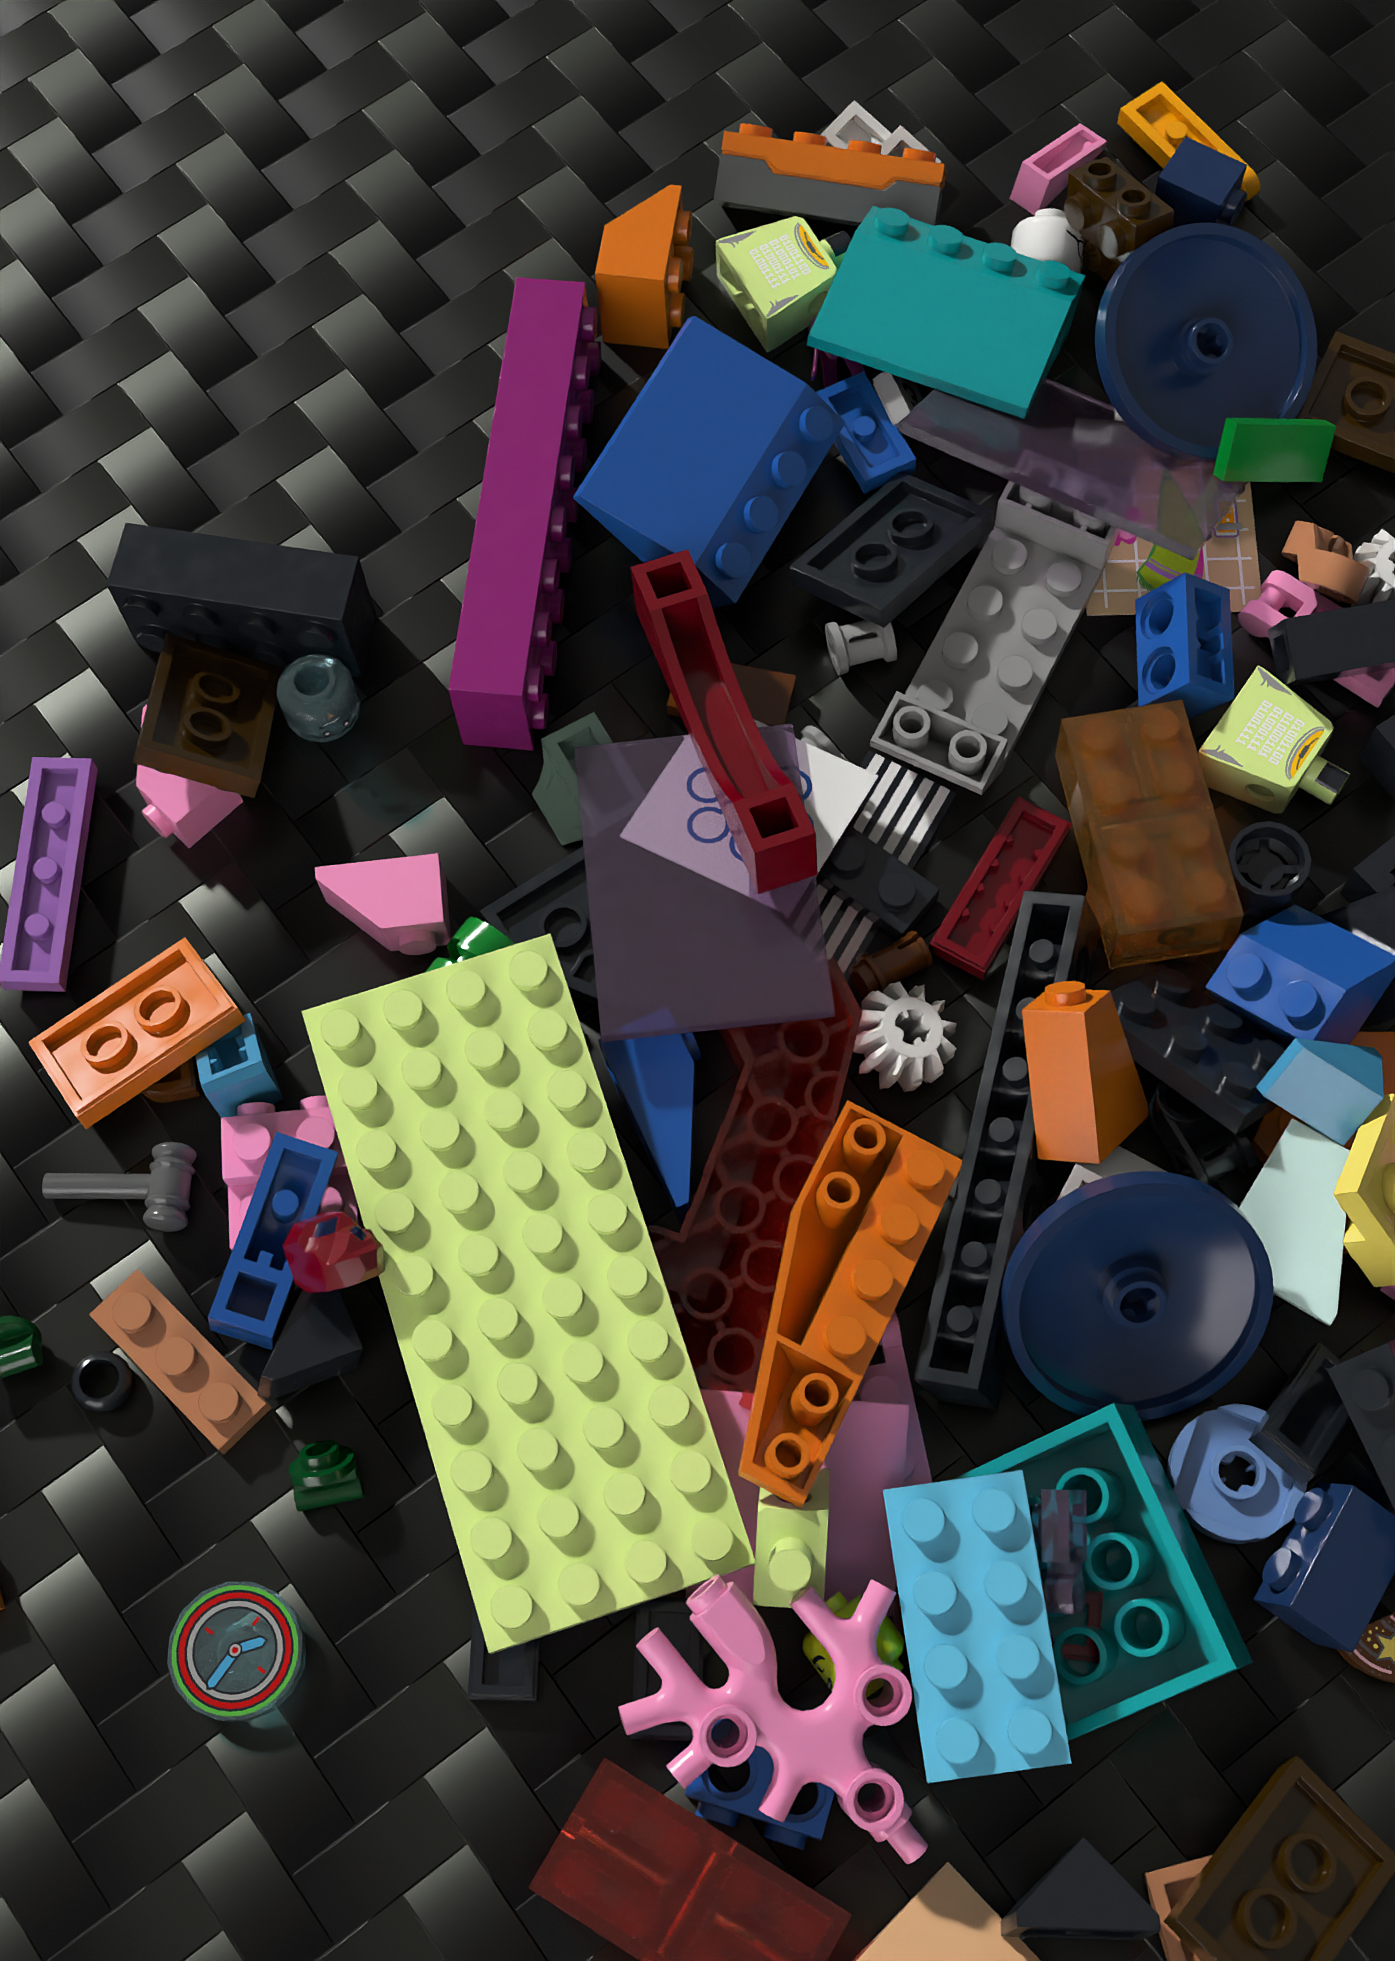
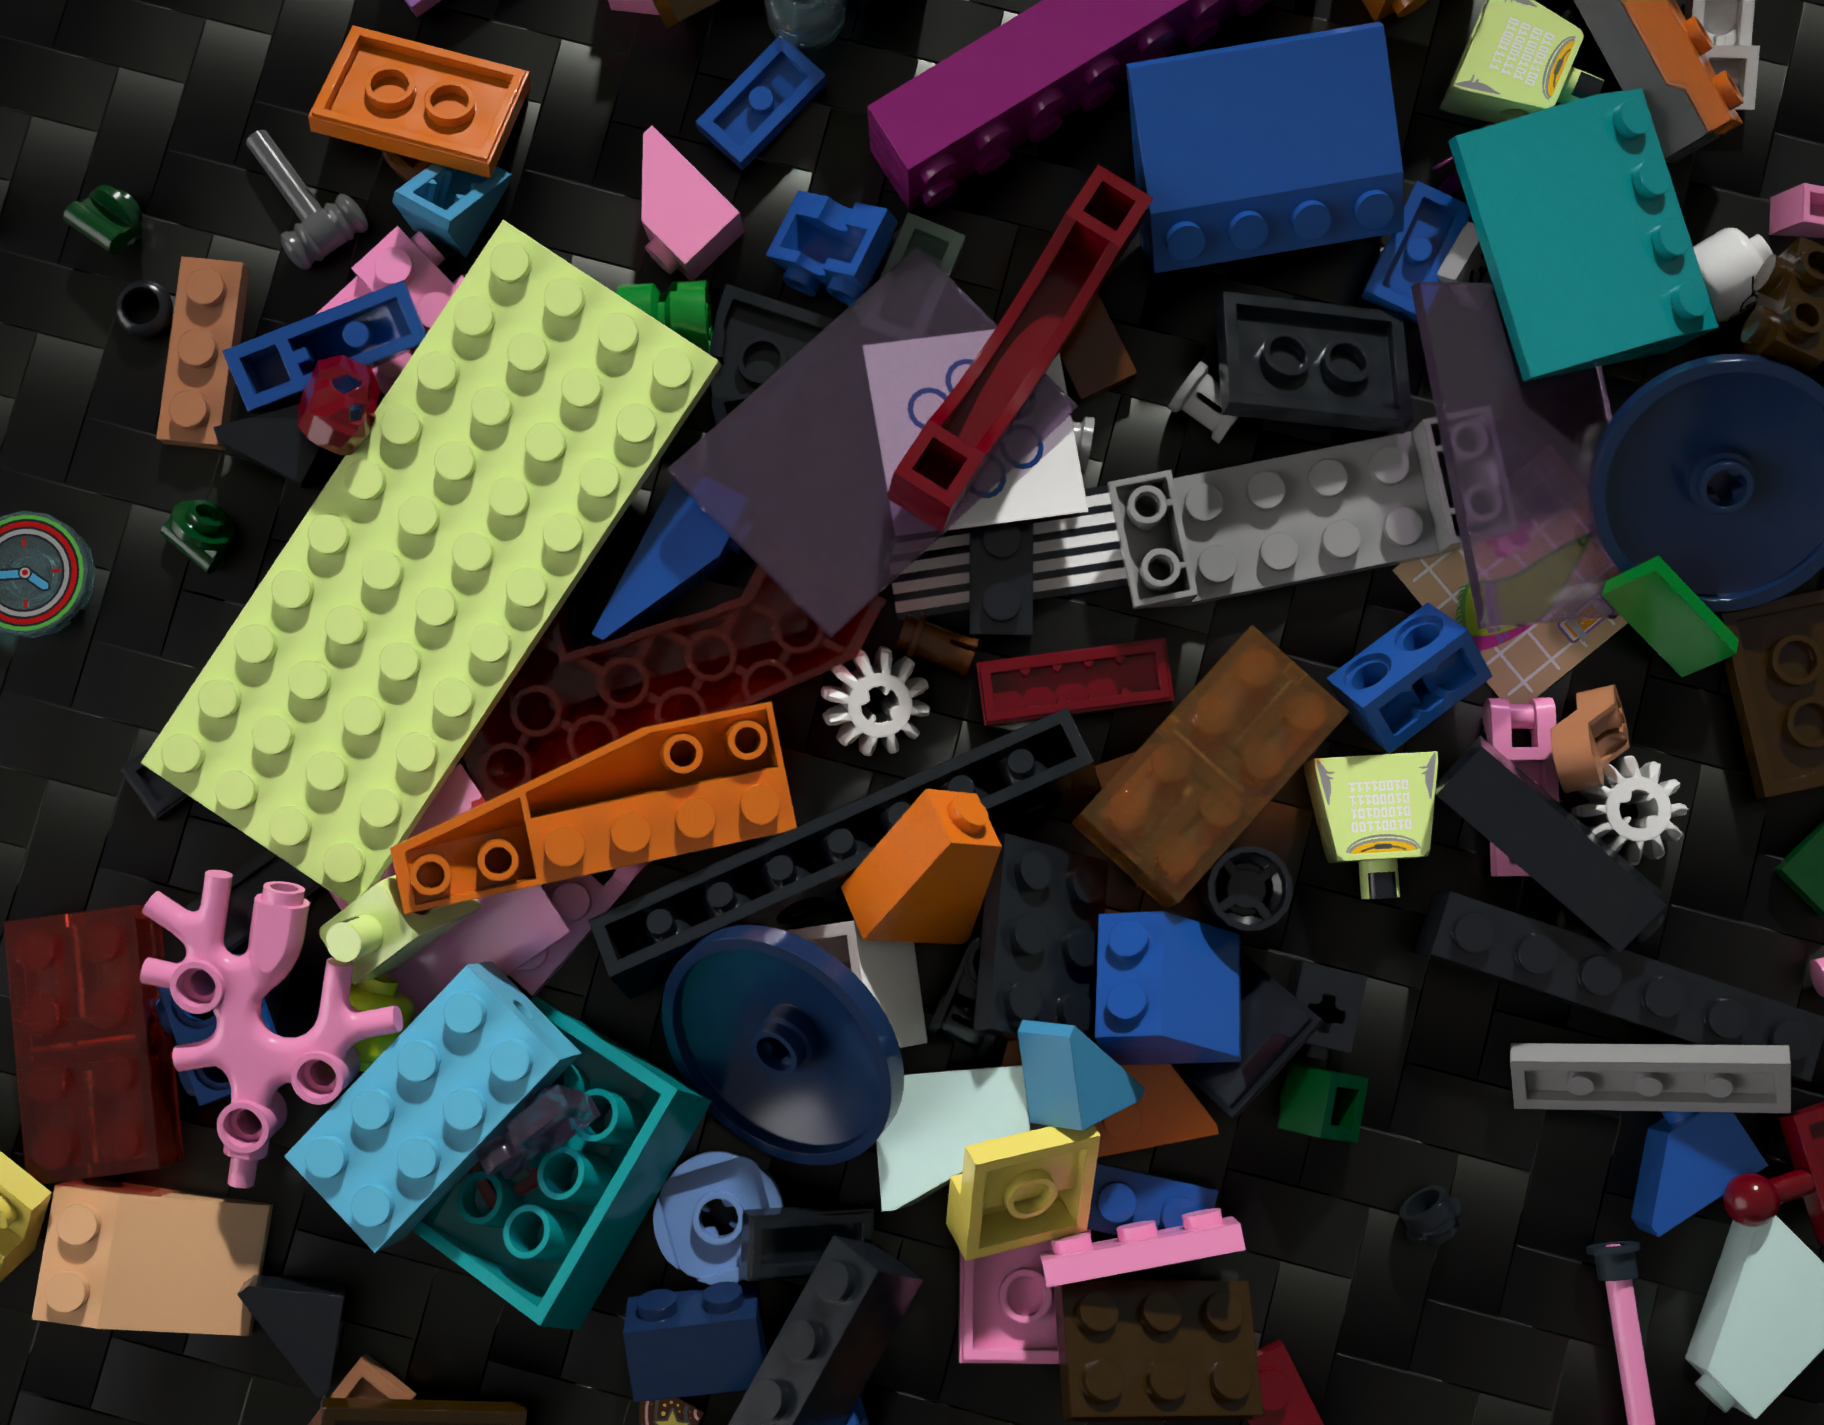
camera: 50 degrees right, 15 degrees up
(362, 787) = (761, 102): none -> blue plate
(520, 813) = (832, 246): none -> blue cylinder

